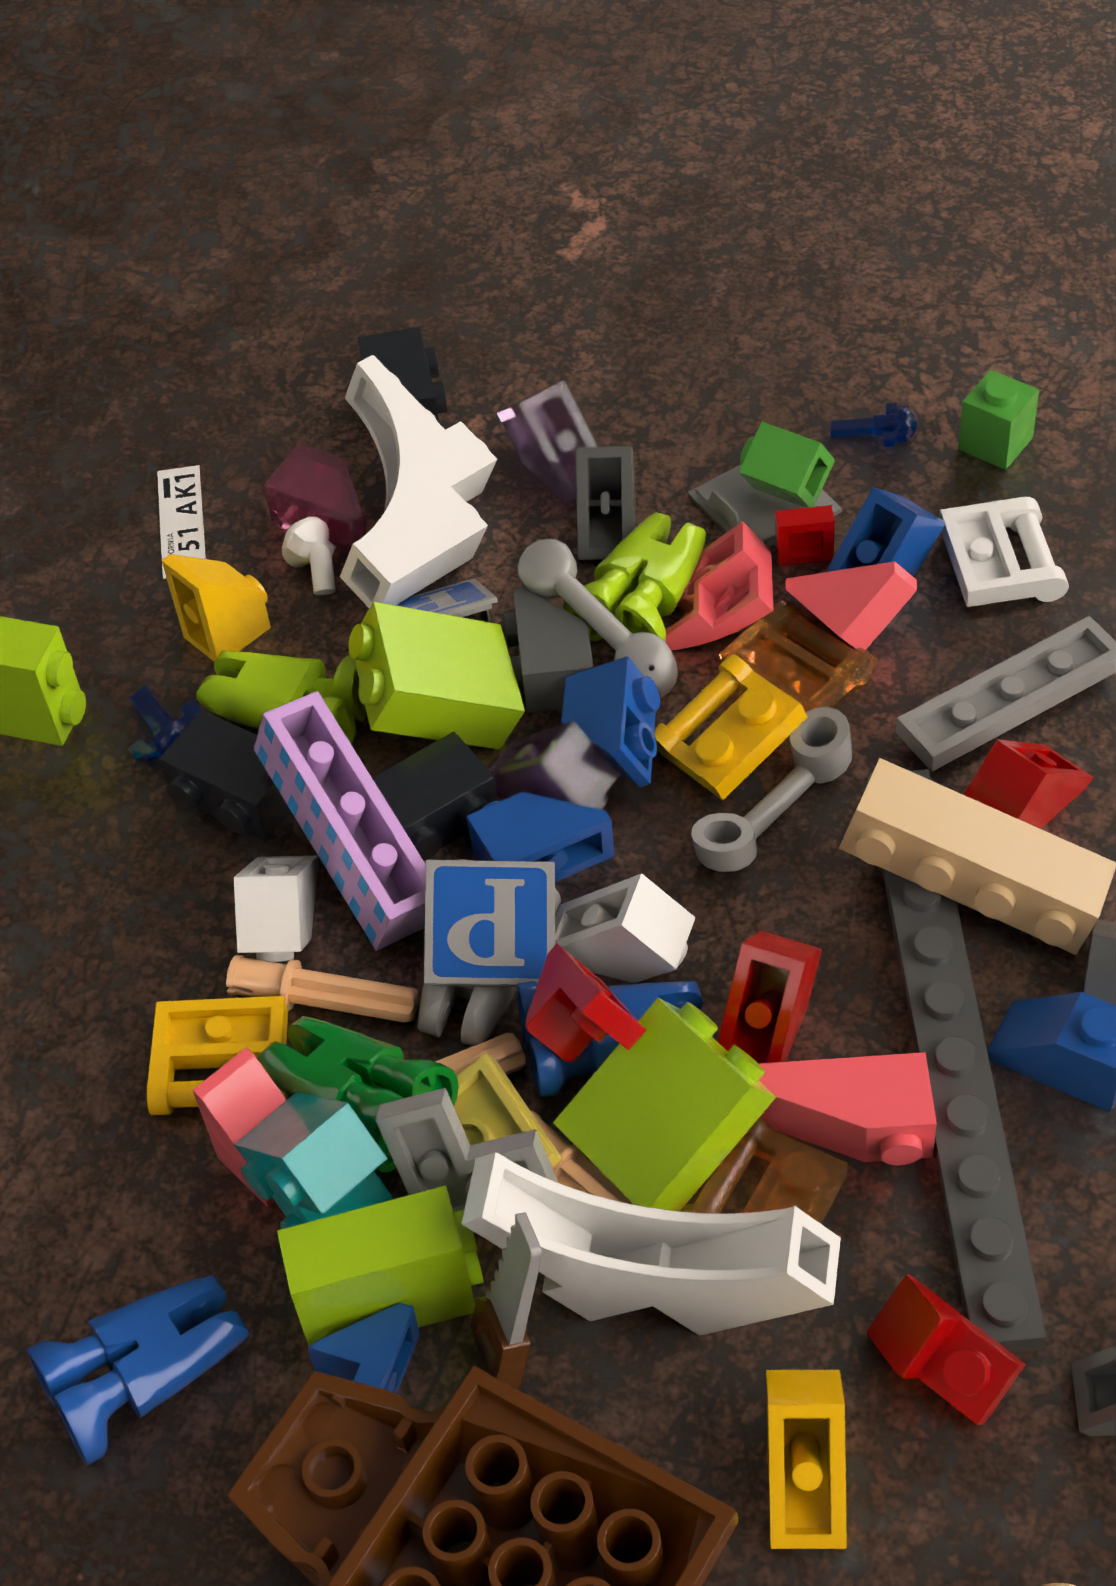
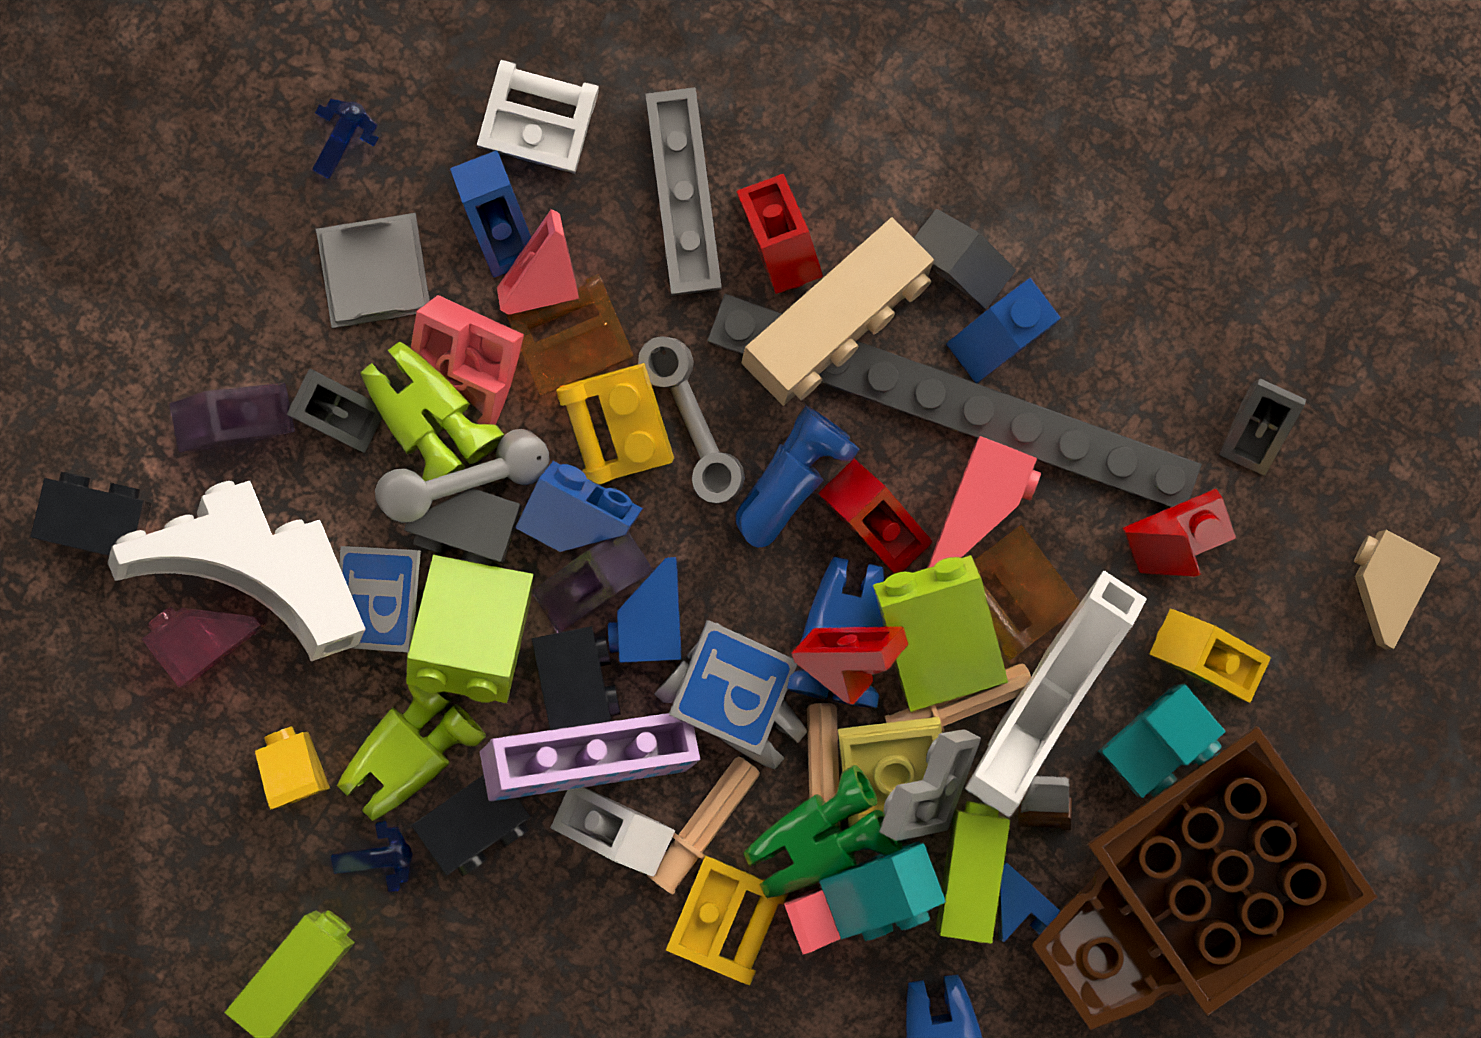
camera: 70 degrees left, 35 degrees up
(181, 513) = (144, 763): white sticker -> none
(307, 544) = (249, 669): white plate -> none
(625, 930) = (766, 590): white slope -> none
(679, 1423) = (1162, 738): none -> teal brick
(768, 897) = (791, 476): none -> blue piece
(785, 465) = (375, 248): bright green brick -> none
(804, 535) = (443, 264): red plate -> none
(998, 419) = (400, 41): bright green brick -> none

